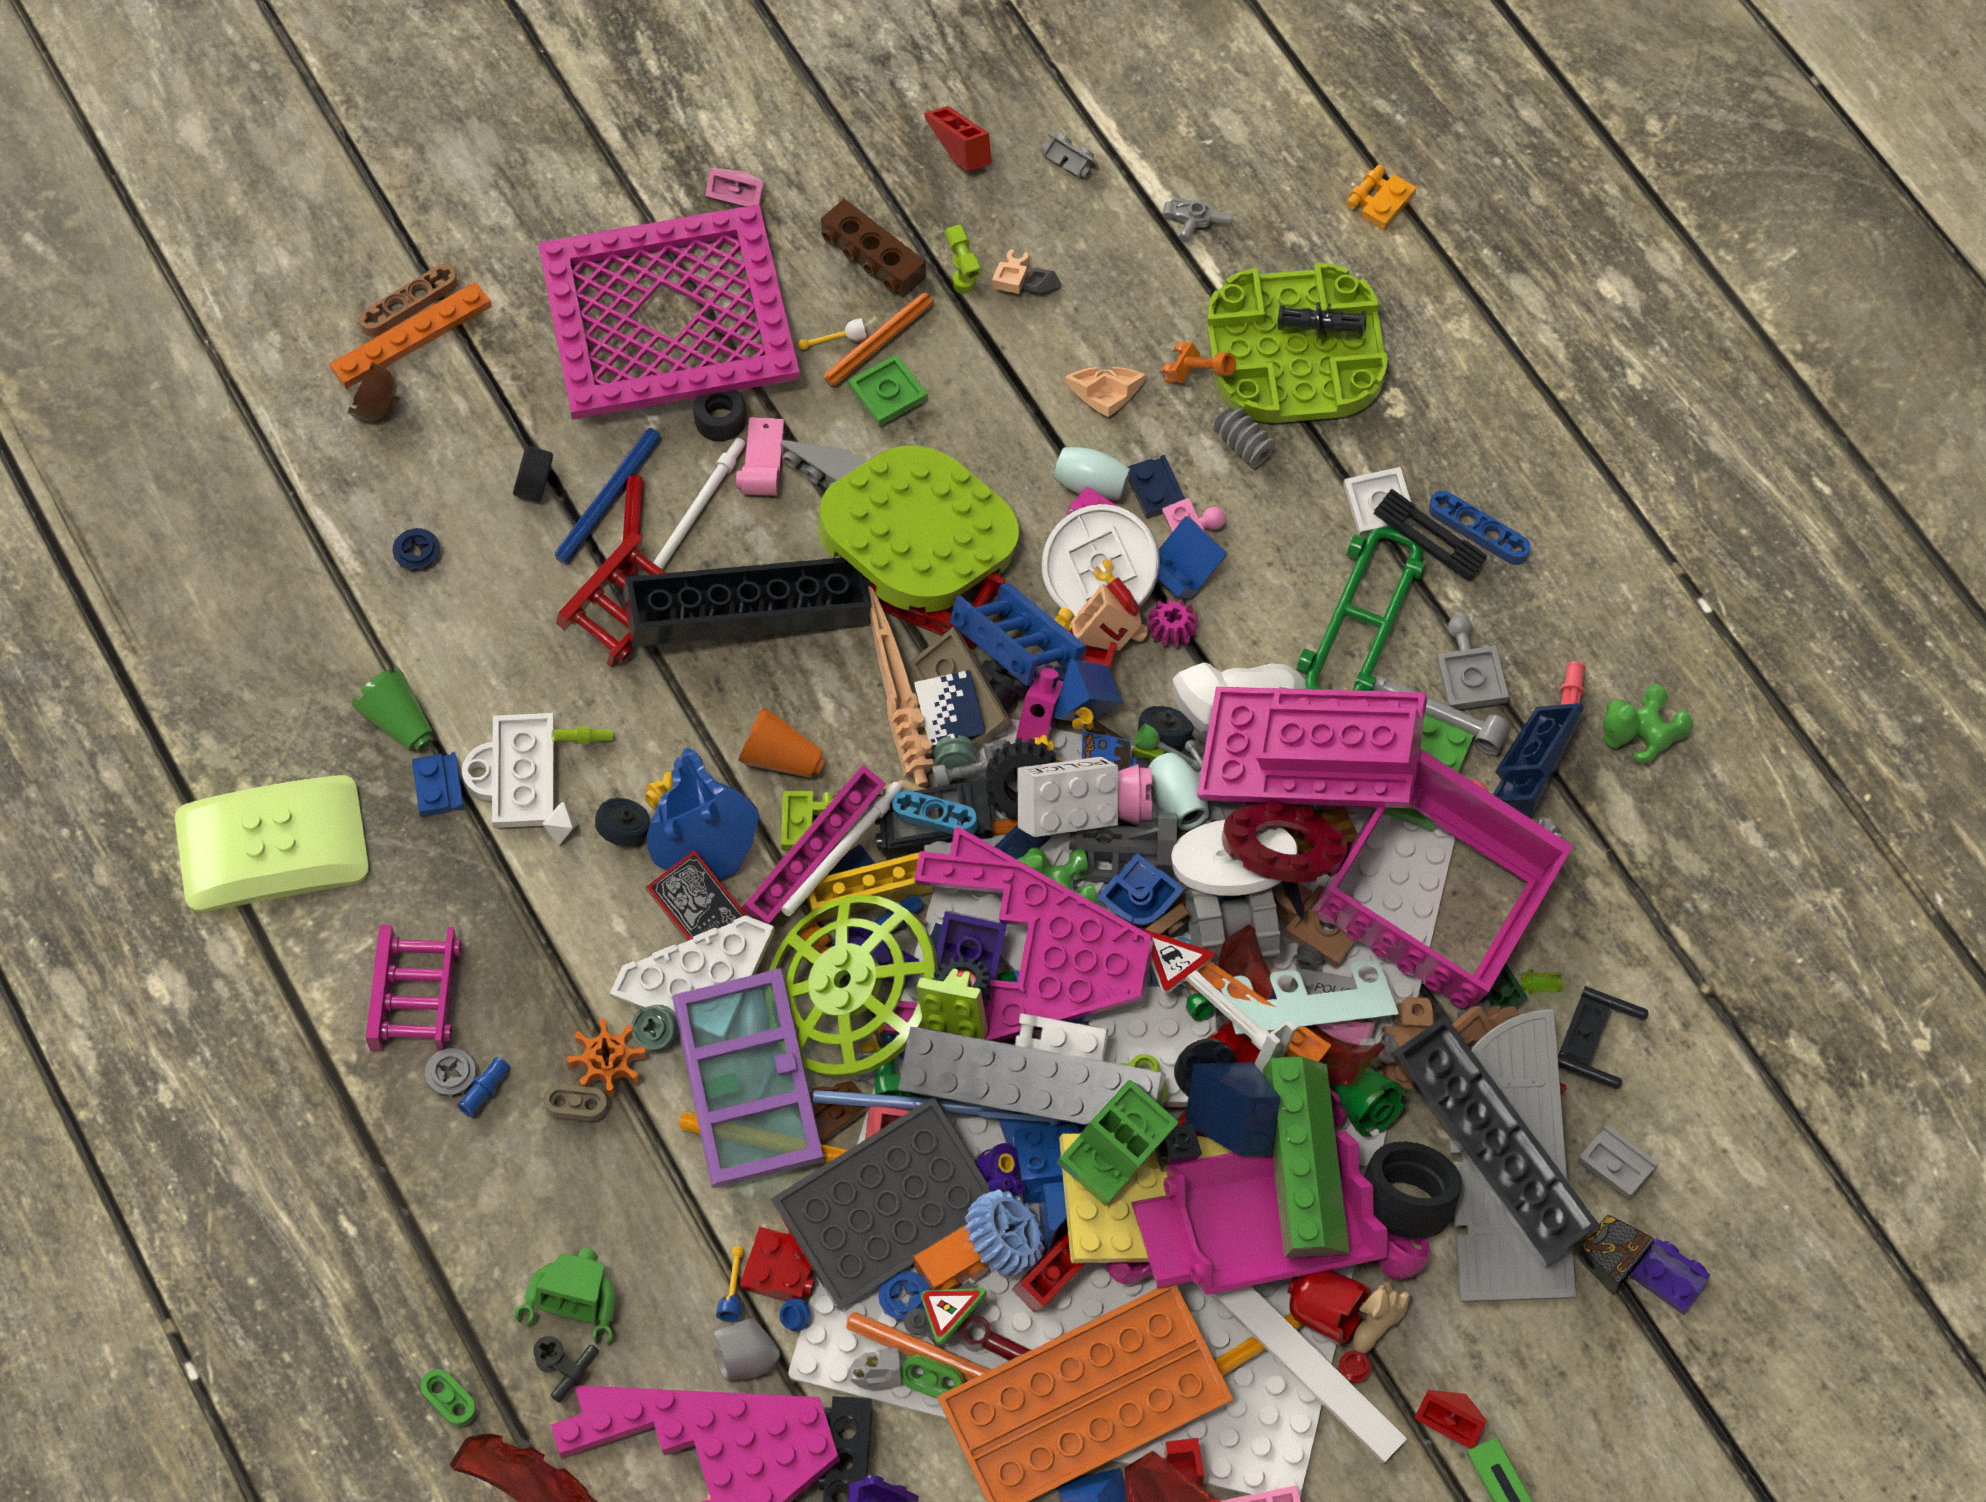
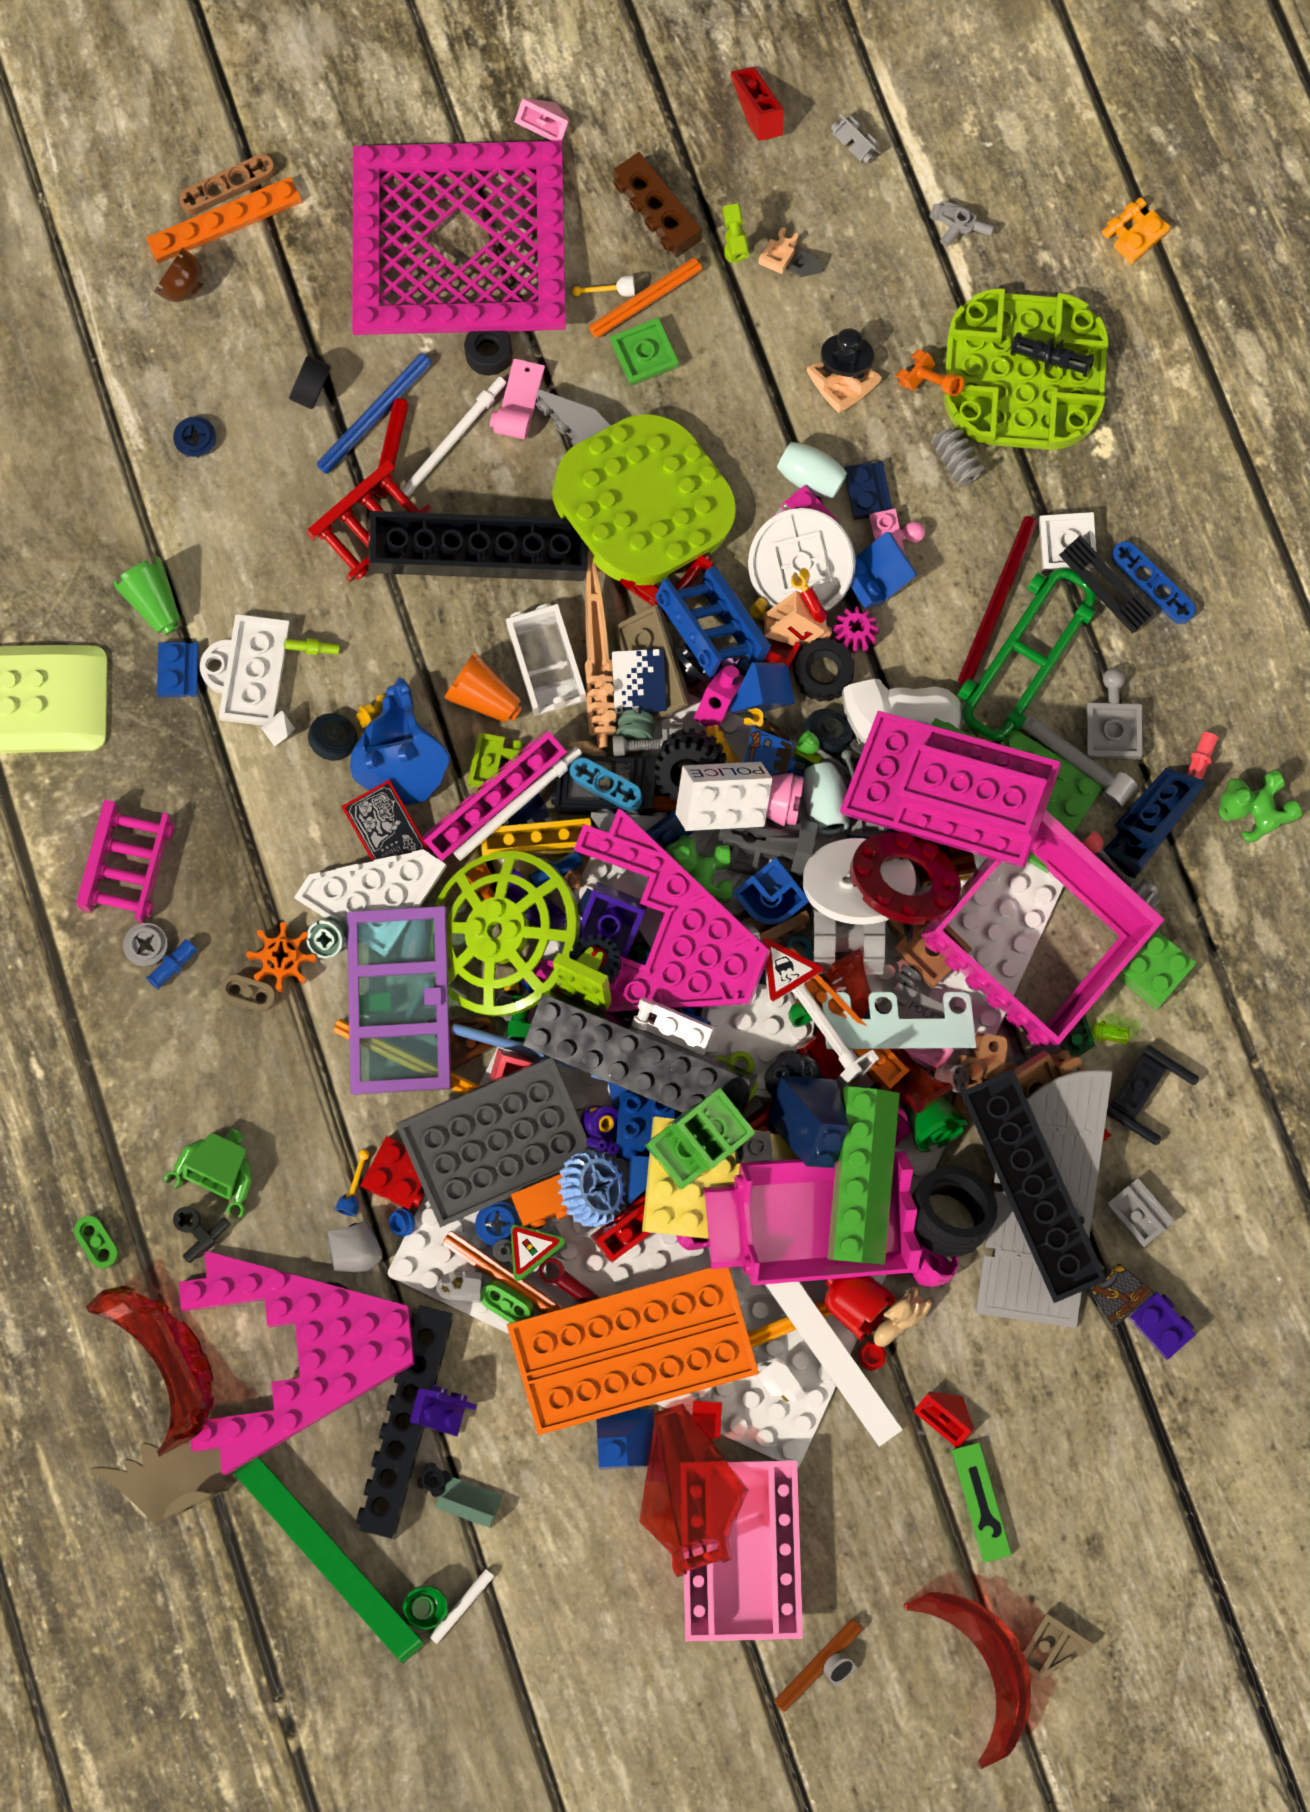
camera: 10 degrees right, 15 degrees up
(842, 706) = (545, 659): none -> clear door
(1105, 356) = (847, 354): none -> black plate
(1152, 647) = (814, 651): none -> black tyre
(1259, 1406) = (780, 1382): none -> white rock
(1318, 569) = (998, 599): none -> dark red axle
(1574, 907) = (1156, 970): none -> bright green brick

